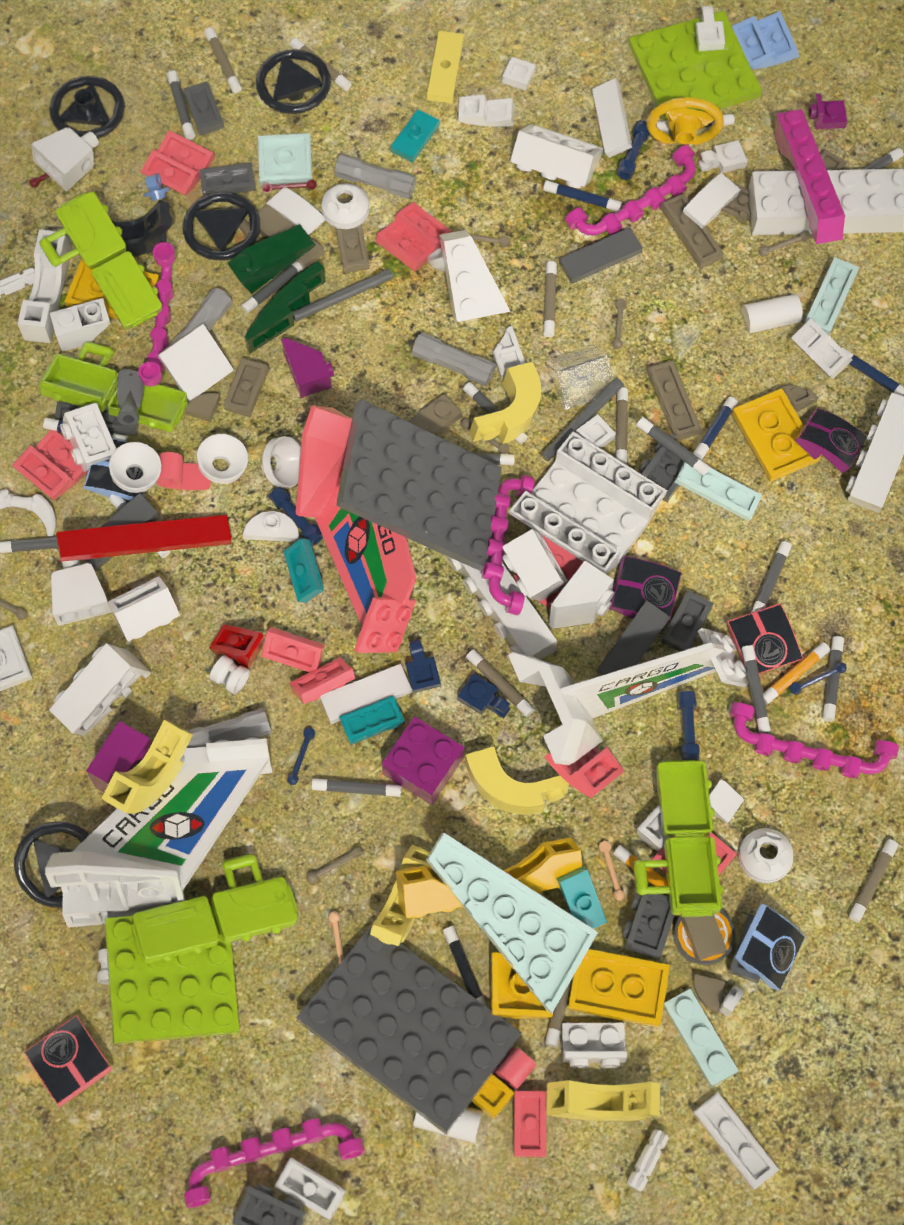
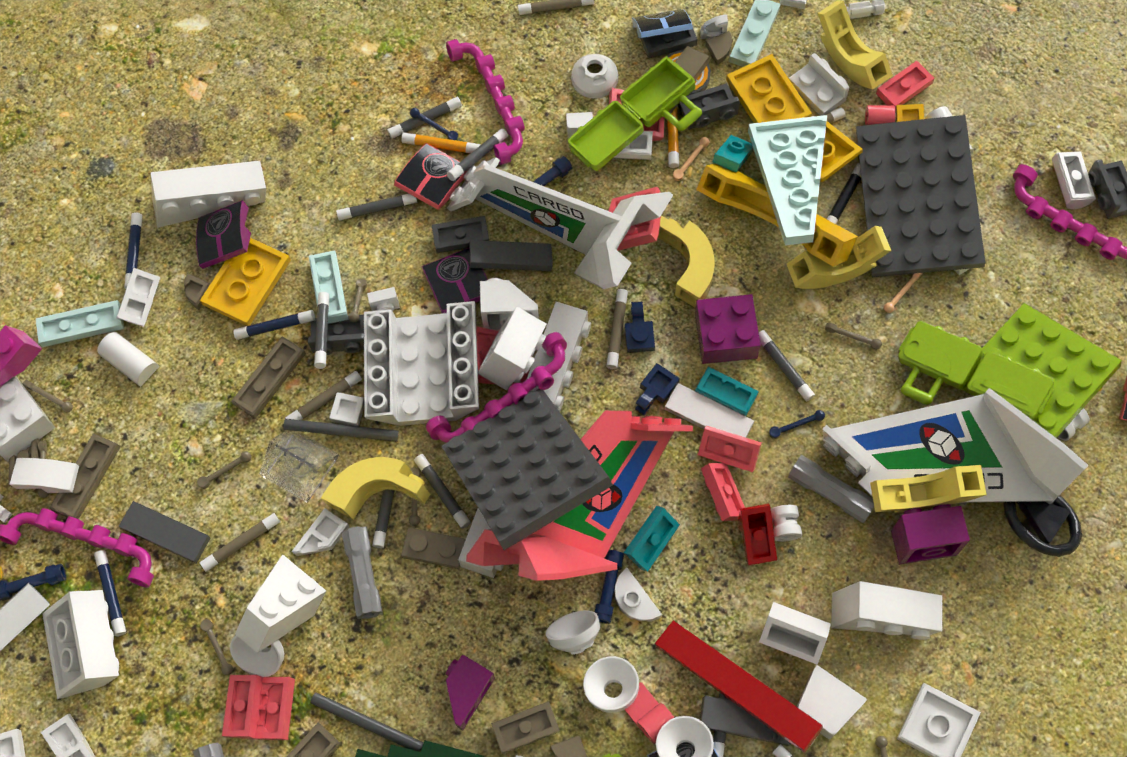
camera: 125 degrees left, 0 degrees up
(669, 520) = (383, 299): none -> white plate
(703, 519) = (361, 284): none -> dark tan hinge

